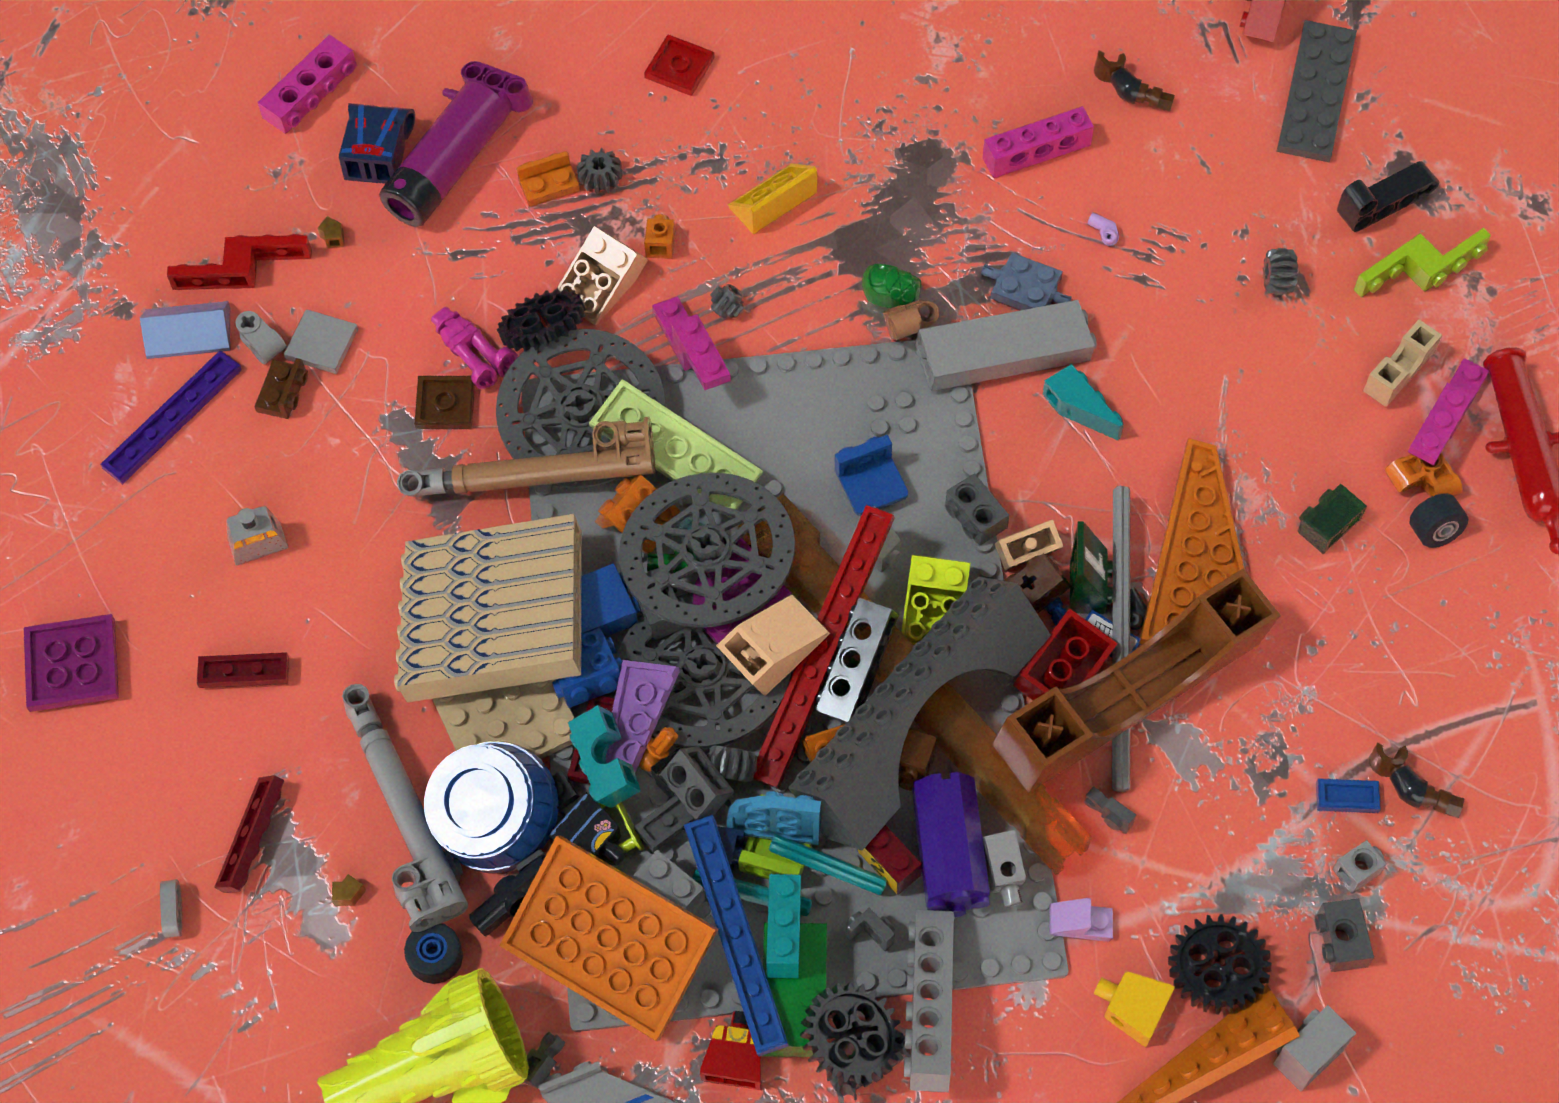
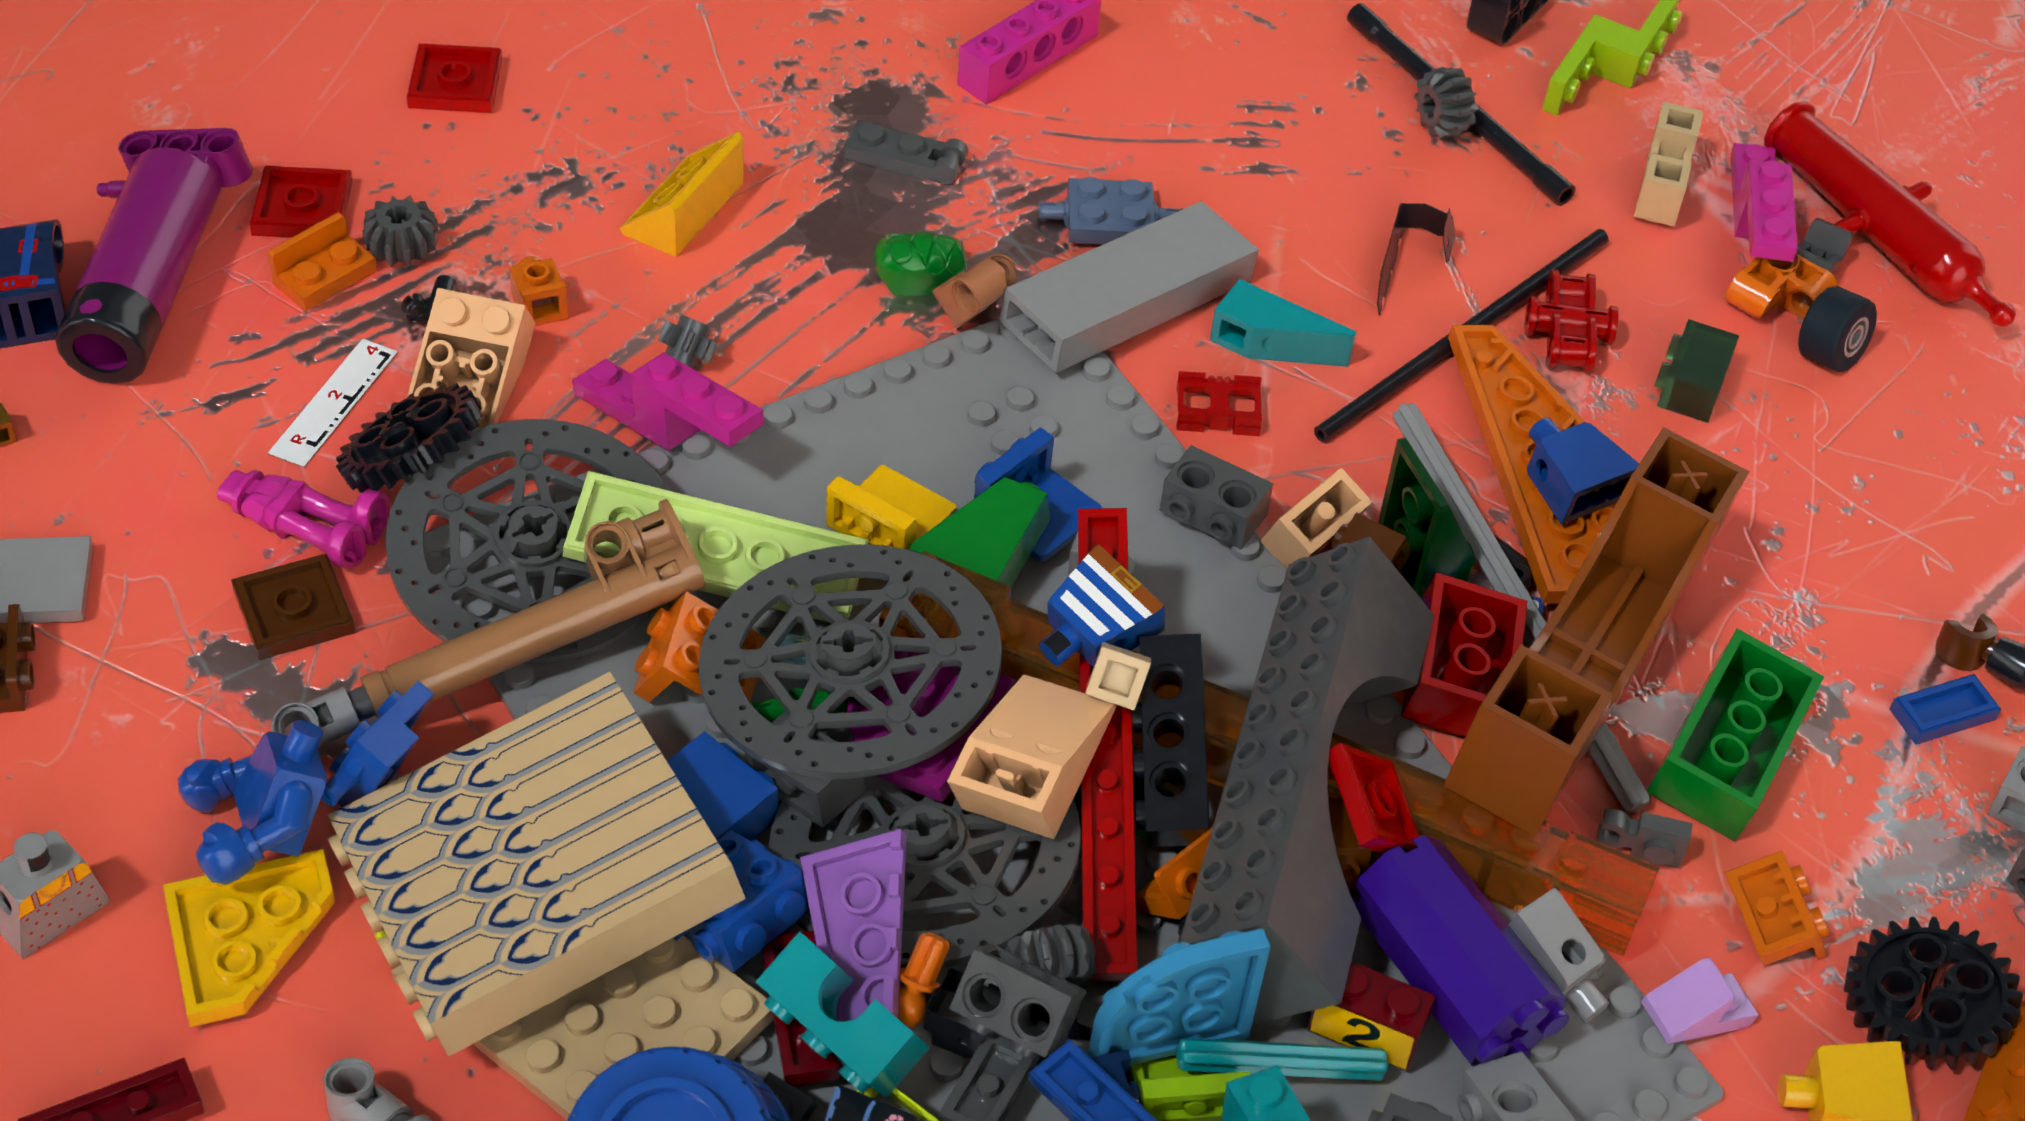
camera: 30 degrees left, 15 degrees down
(343, 588) = (244, 932): none -> yellow plate
(383, 524) = (274, 795): none -> blue torso
(442, 516) = (377, 748): none -> blue plate
(519, 274) = (332, 403): none -> white sticker
(555, 129) = (297, 199): none -> red tile
(604, 223) = (418, 308): none -> black arm
(784, 456) = (885, 508): none -> yellow bracket
(828, 494) = (991, 531): none -> green slope
(834, 617) = (1118, 676): none -> tan tile
(843, 575) = (1099, 606): none -> torso
(922, 201) = (905, 152): none -> dark grey plate
(930, 592) = (1231, 610): neon yellow slope -> none
(940, 742) = (1373, 799): none -> red tile
(1017, 449) = (1219, 414): none -> red piece
(1107, 228) = (1180, 119): lavender arm -> none
(1162, 881) = (1775, 909): none -> orange bracket
(1200, 767) = (1735, 735): none -> green brick
(1201, 564) = (1577, 469): none -> blue torso
(1211, 438) = (1442, 348): none -> black piece
(1229, 367) = (1415, 216): none -> piece
(1272, 456) = (1571, 321): none -> red axle
(1319, 341) = (1541, 174): none -> black piece
(1469, 459) = (1825, 245): none -> dark grey bracket

